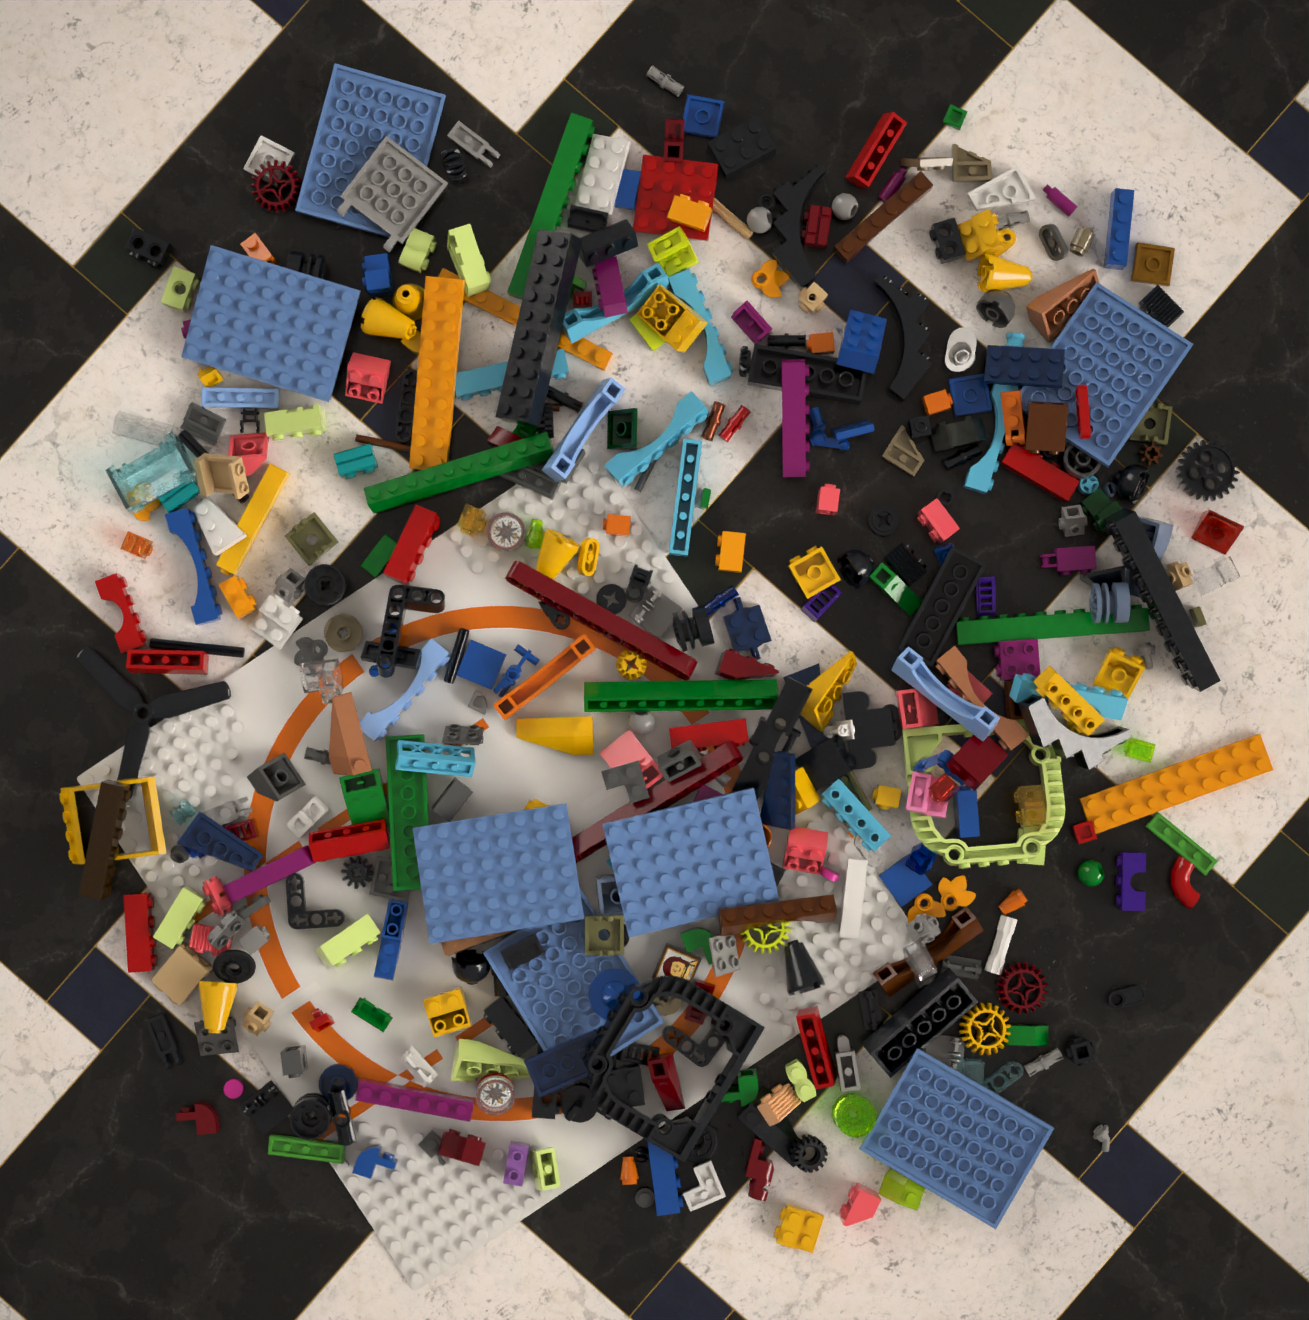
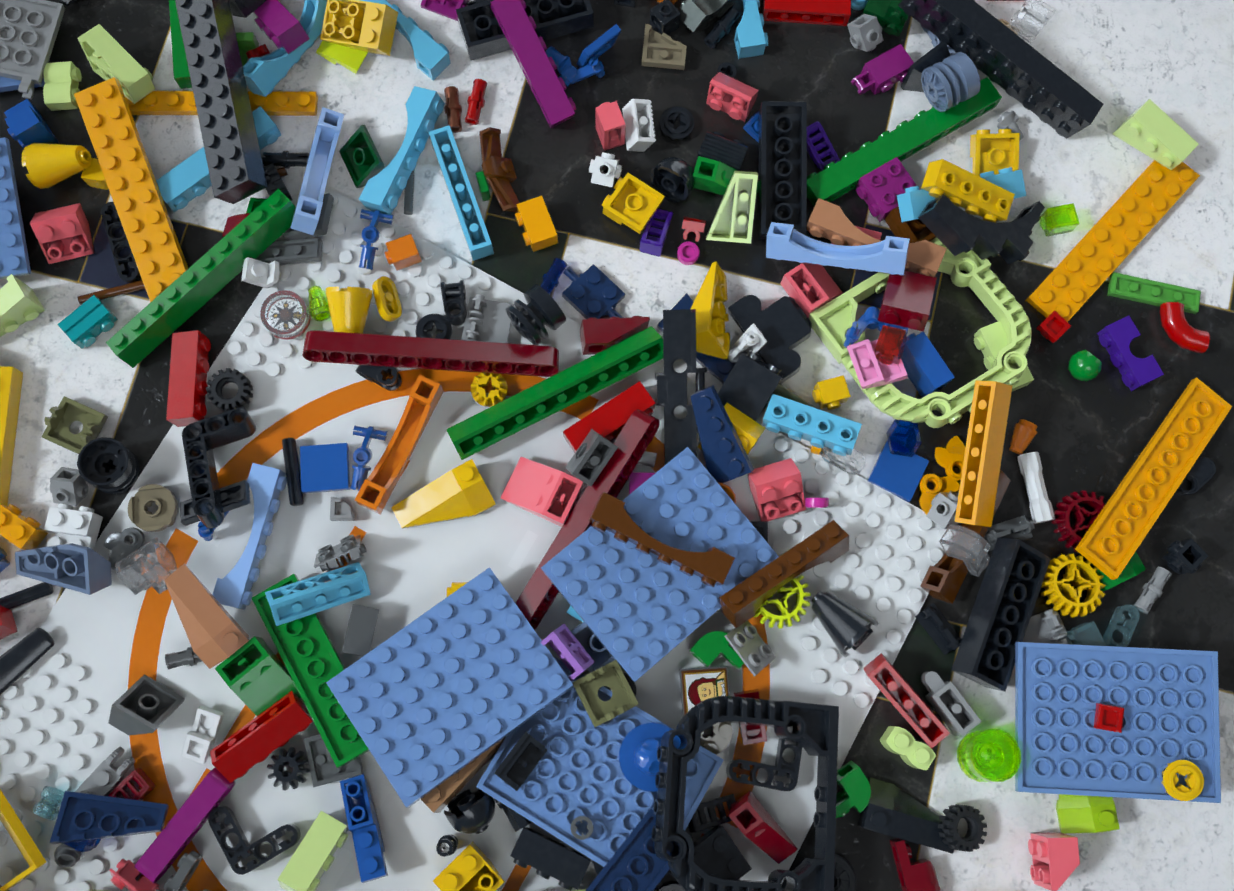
camera: 30 degrees left, 10 degrees down
(262, 647) = (66, 566): none -> sand blue wedge
(379, 556) = (156, 409): green slope -> none
(409, 300) = (69, 129): yellow cone -> none
(442, 581) = (220, 381): none -> black tyre
(447, 978) = (442, 844): none -> black pin
(472, 520) = (240, 317): clear yellow brick -> none
(503, 488) = (260, 273): none -> white bracket
(548, 1019) = (589, 826): none -> dark grey bush
(593, 892) = (569, 650): none -> medium lavender hinge
(600, 500) = (371, 235): none -> blue pin
(628, 775) = (542, 501): dark grey plate -> none
(641, 722) = (530, 441): light grey piece -> none
(723, 492) = (498, 169): none -> reddish brown plate
(724, 883) = (709, 565): none -> reddish brown arch
(744, 361) = (455, 35): black gear -> none
(778, 1104) = (899, 787): light nougat brick -> none
(806, 534) = (599, 176): none -> white brick
(837, 631) = (688, 253): none -> dark pink tile
(851, 510) = (639, 125): none -> white brick
(851, 611) = (693, 225): none -> tile
(853, 897) = (855, 514): white slope -> none
(887, 621) = (736, 212): none -> yellowish green wedge
(950, 1133) = (1108, 718): none -> red tile
(967, 903) = (983, 453): none -> light orange brick
(984, 1205) = (1194, 780): none -> yellow gear
(1030, 805) = (990, 318): clear yellow brick -> none
(1091, 982) = (1153, 479): none -> light orange plate
(1252, 724) = (1156, 135): none -> yellowish green wedge

